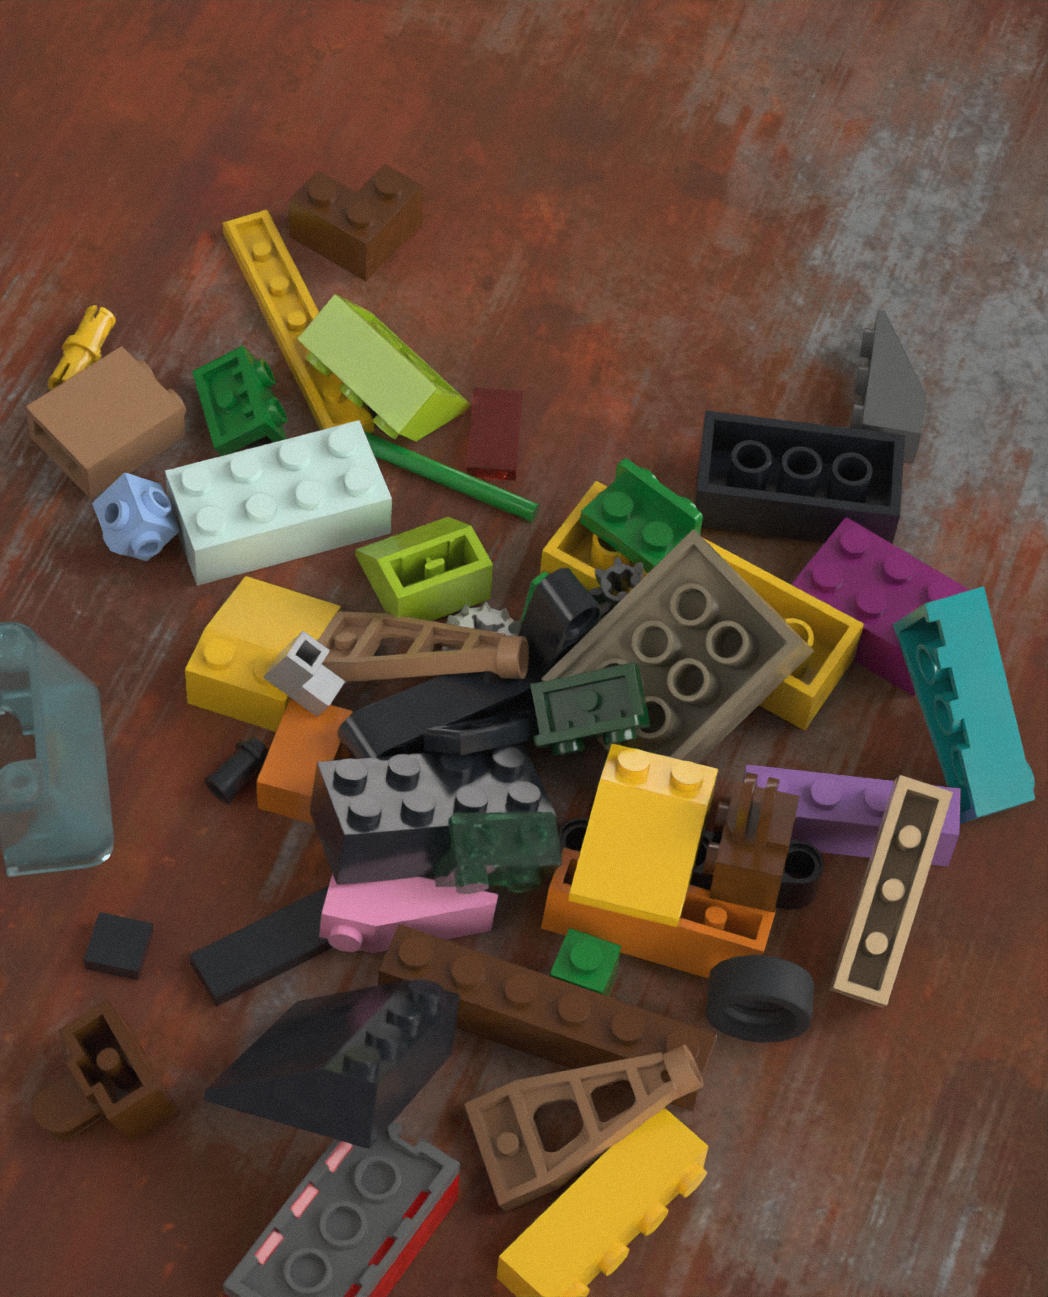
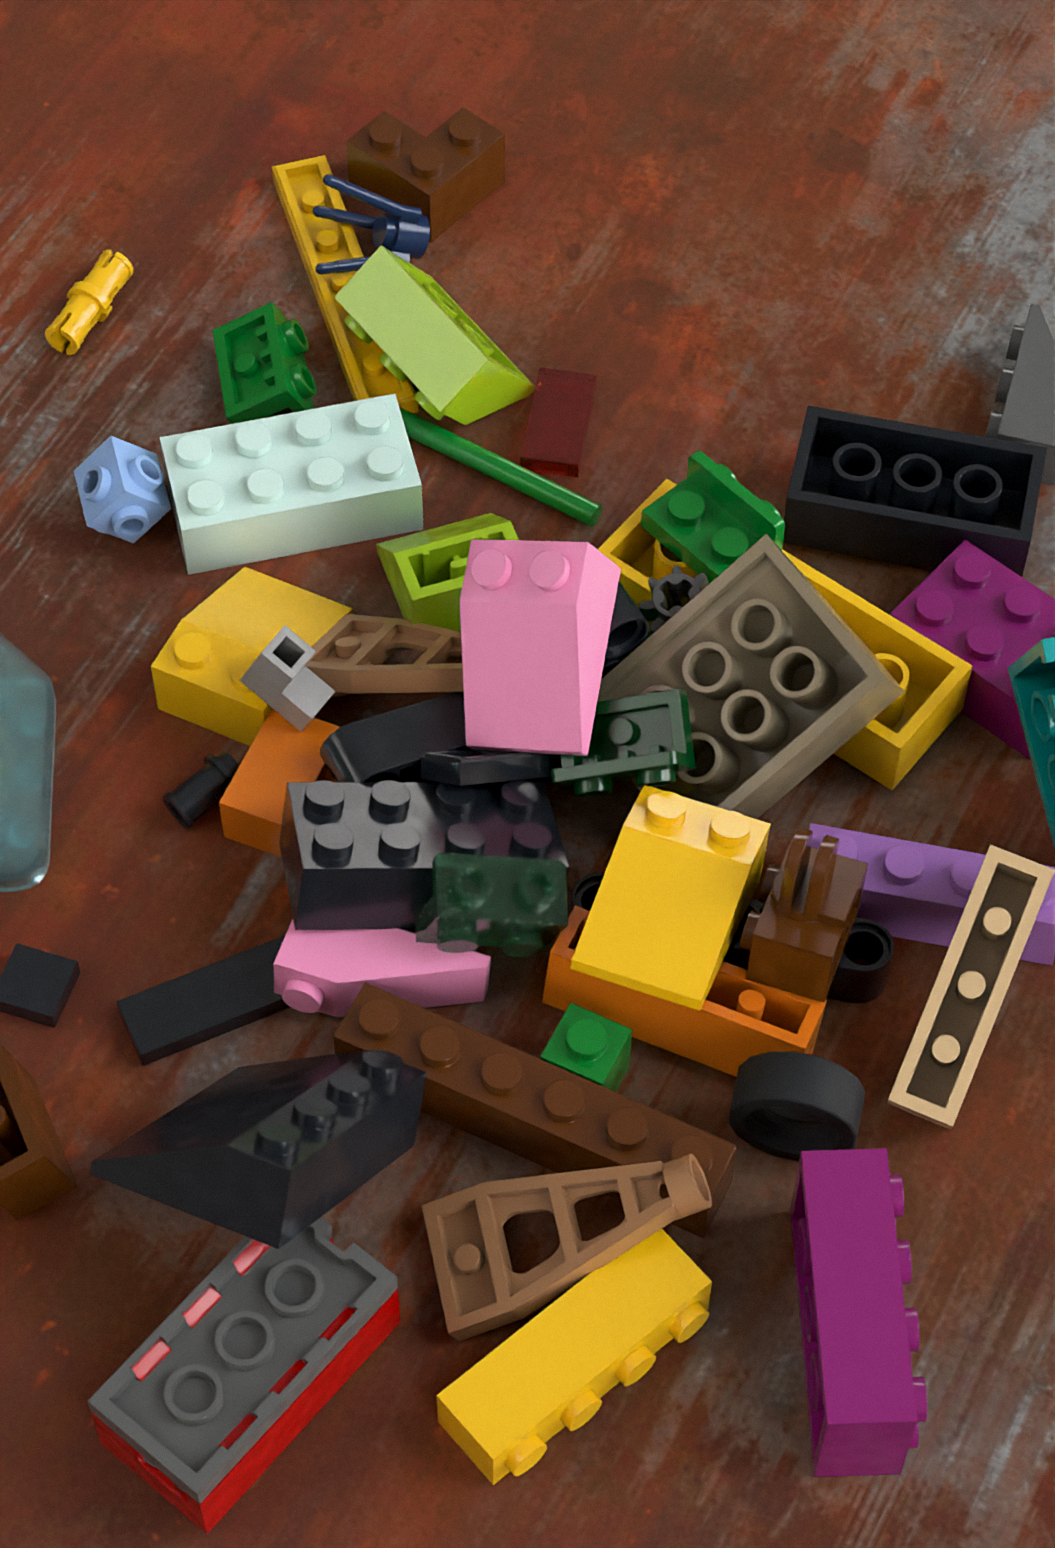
camera: 10 degrees right, 0 degrees up
(106, 421) = (106, 379): medium nougat brick -> none
(339, 275) = (400, 230): none -> dark blue plant
(511, 633) = (534, 643): none -> bright pink slope
(824, 1161) = (854, 1313): none -> magenta brick

